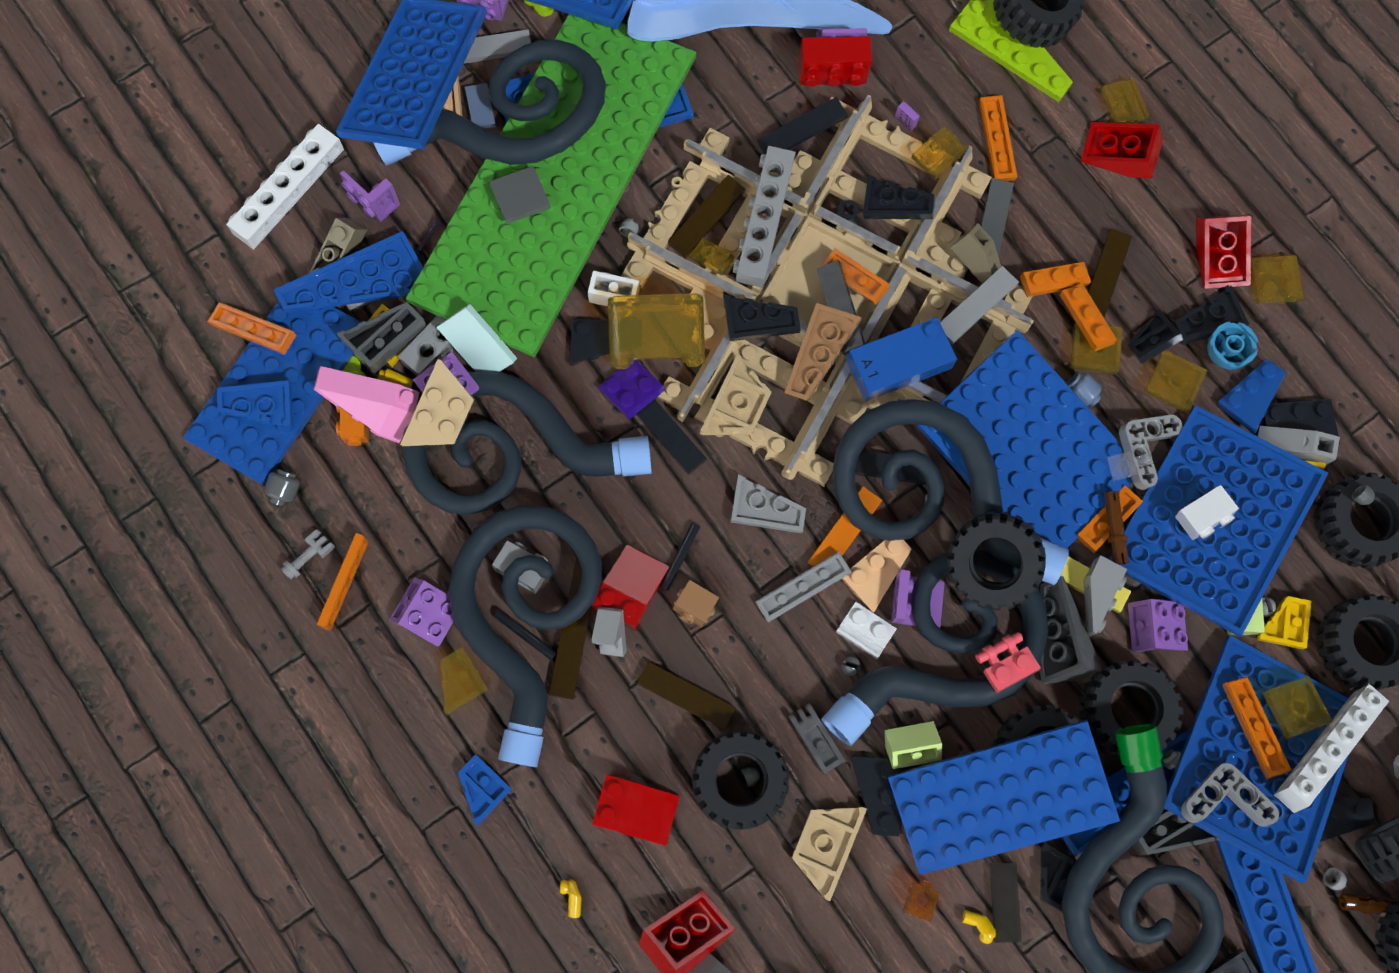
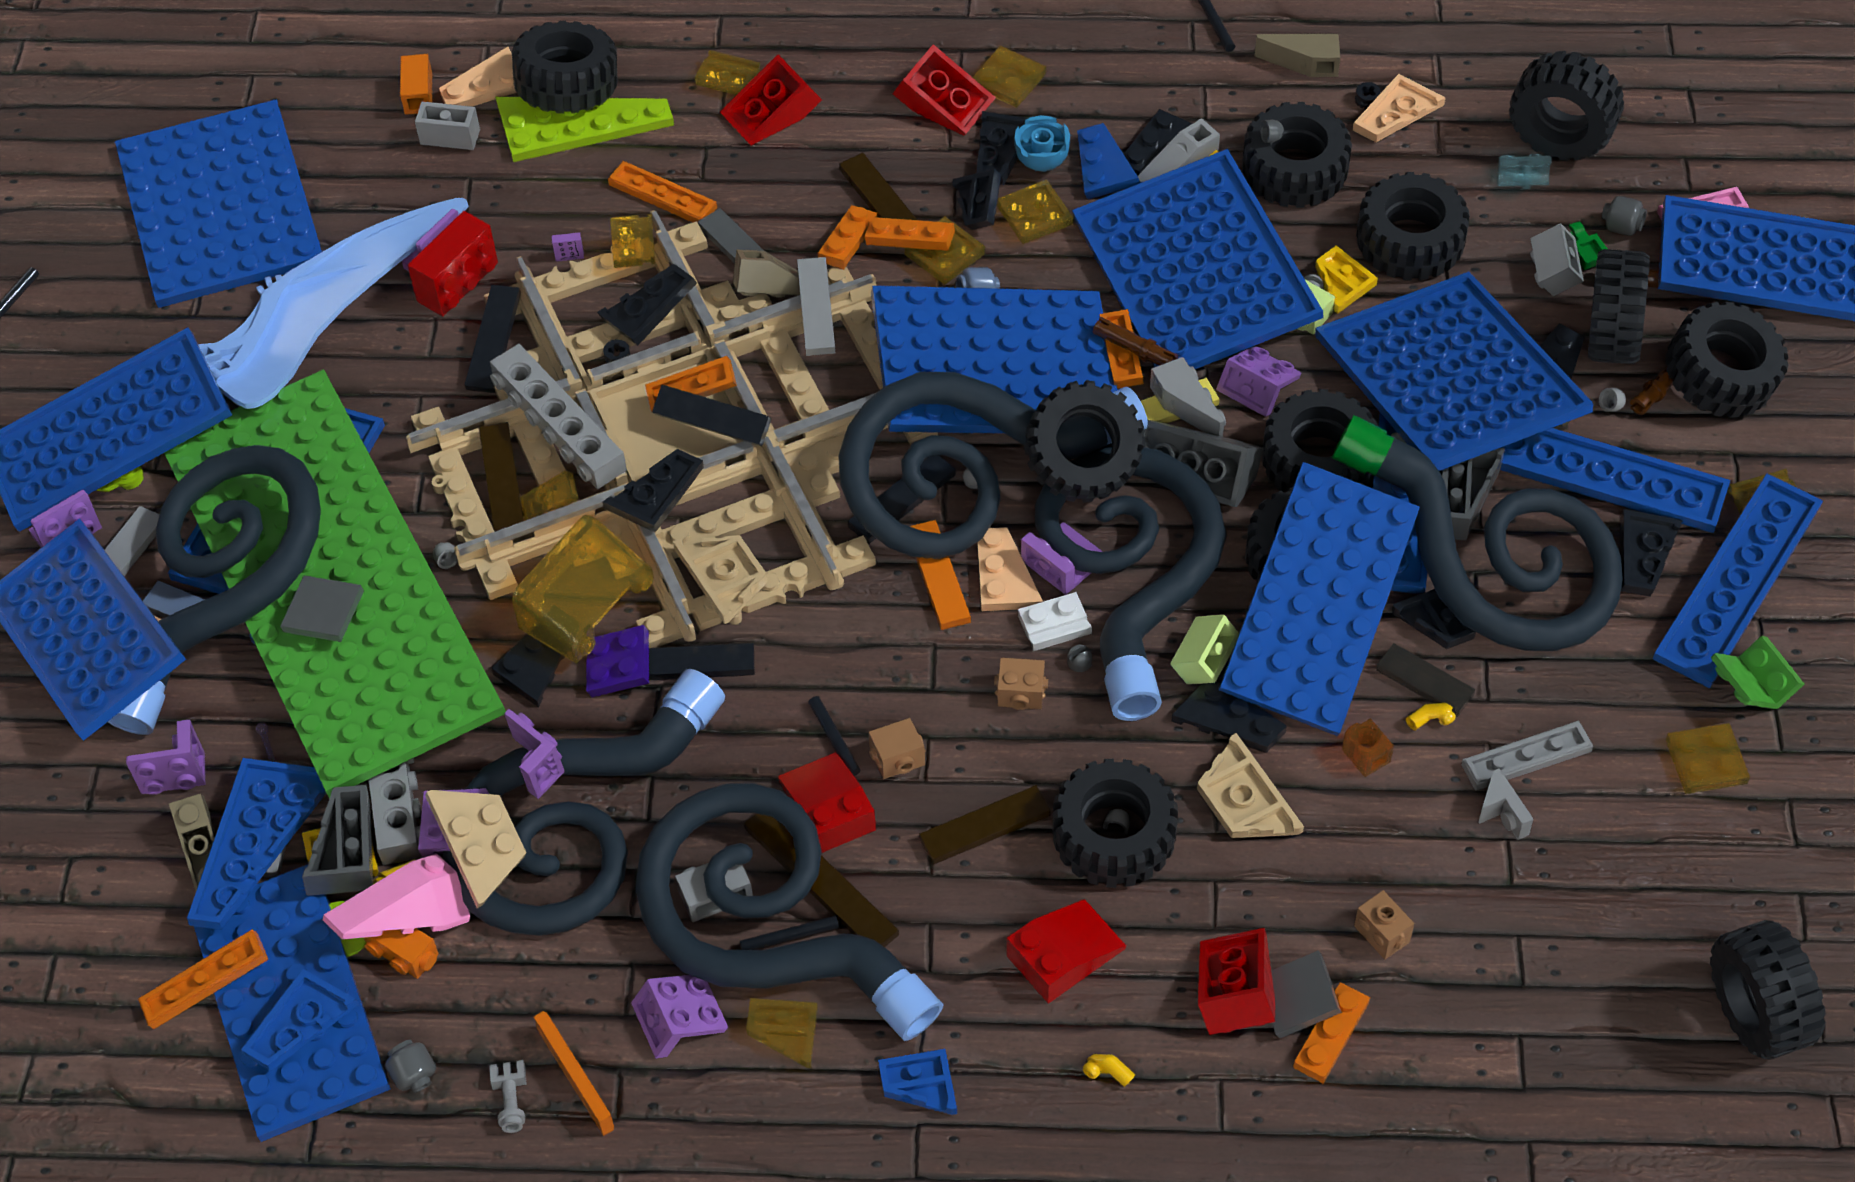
camera: 45 degrees left, 20 degrees down
(285, 197) = (90, 913): white brick -> none
(476, 341) = (435, 756): light aqua tile -> none
(505, 410) = (543, 762): none -> medium lavender bracket
(605, 285) = (492, 609): white brick -> none
(610, 631) = (859, 839): light grey slope -> none
(764, 509) = (852, 628): light grey wing -> none
(800, 645) = (1021, 683): none -> medium nougat head
(803, 587) = (963, 644): light grey tile -> none
(817, 739) = (1128, 733): flat silver hinge -> none
(822, 343) = (735, 457): medium nougat wing -> none
(901, 359) = (812, 398): blue brick -> none
(1011, 669) = (1200, 510): coral plate -> none
(1126, 465) = (1082, 293): clear plate -> none
(1140, 442) = (1067, 273): light grey beam -> none
(1207, 512) = (1184, 260): white brick -> none
(1231, 788) = (1460, 405): light grey beam -> none
(1256, 728) = (1420, 355): orange tile -> none
(1297, 707) = (1426, 314): clear yellow plate -> none
(1331, 748) = (1486, 310): white brick -> none

